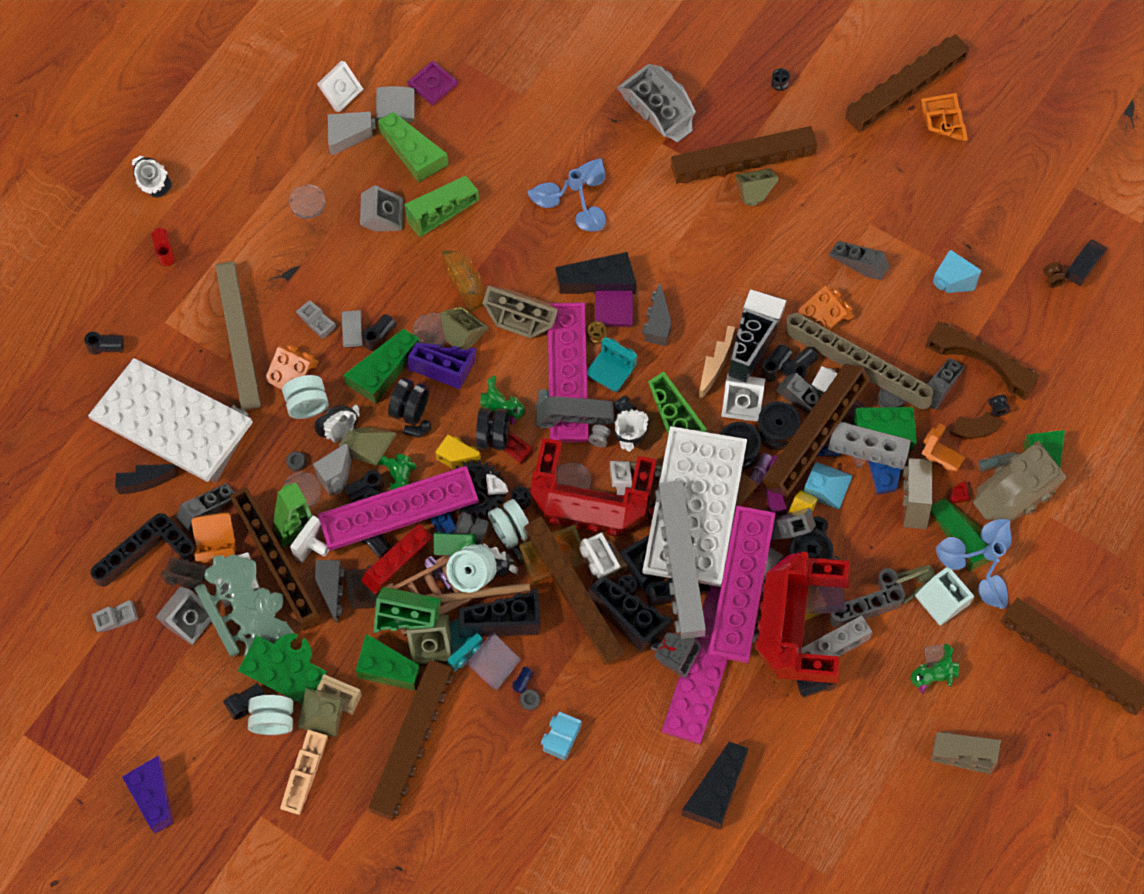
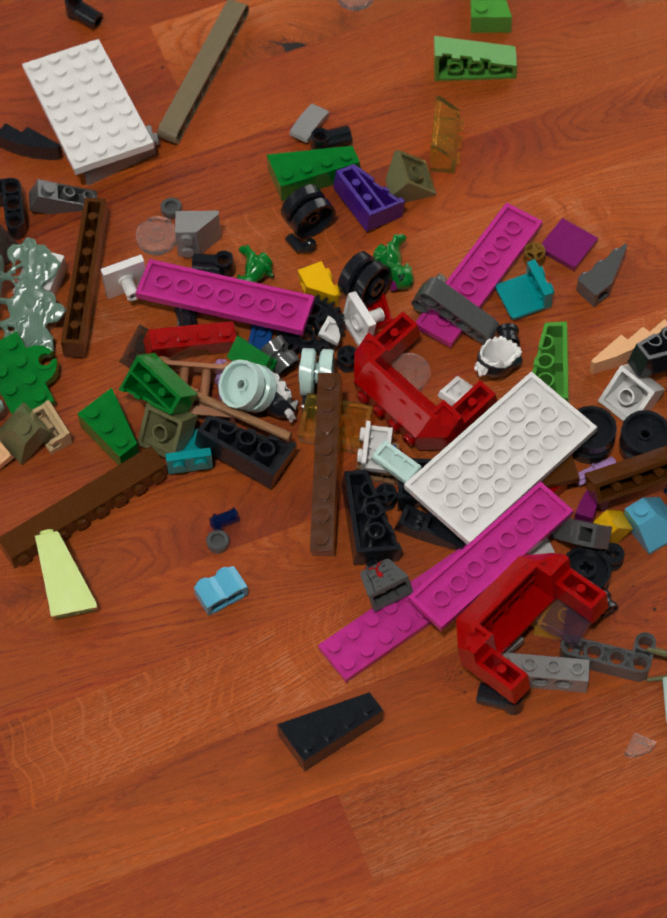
camera: 35 degrees right, 5 degrees down
(213, 536) = (48, 225): orange bracket -> none
(289, 364) = (226, 124): orange bracket -> none
(290, 514) = (125, 237): bright green wedge -> none
(305, 397) = (218, 154): light aqua wheel -> none
(315, 319) = (283, 97): light grey slope -> none
(328, 579) = (118, 325): dark grey slope -> none
(337, 422) = (231, 194): white hair -> none
(367, 443) = (242, 226): olive slope -> none
(381, 210) = (414, 35): light grey slope -> none
(429, 329) = (377, 163): clear tile -> none
(441, 805) = (63, 581): none -> yellowish green slope
(494, 661) = (209, 485): tile -> none
(512, 463) = (360, 320): none -> white tile
(518, 312) = (472, 192): dark tan wedge -> none
(592, 174) = (638, 113): medium blue plant -> none
(597, 274) = (574, 203): black wedge -> none
(599, 435) = (464, 347): light grey wheel -> none
(623, 557) = (395, 462): none -> light aqua plate
(681, 560) = (445, 495): light grey brick -> none
(941, 671) = (633, 764): green animal -> none
(965, 751) = (598, 854): dark tan wedge -> none

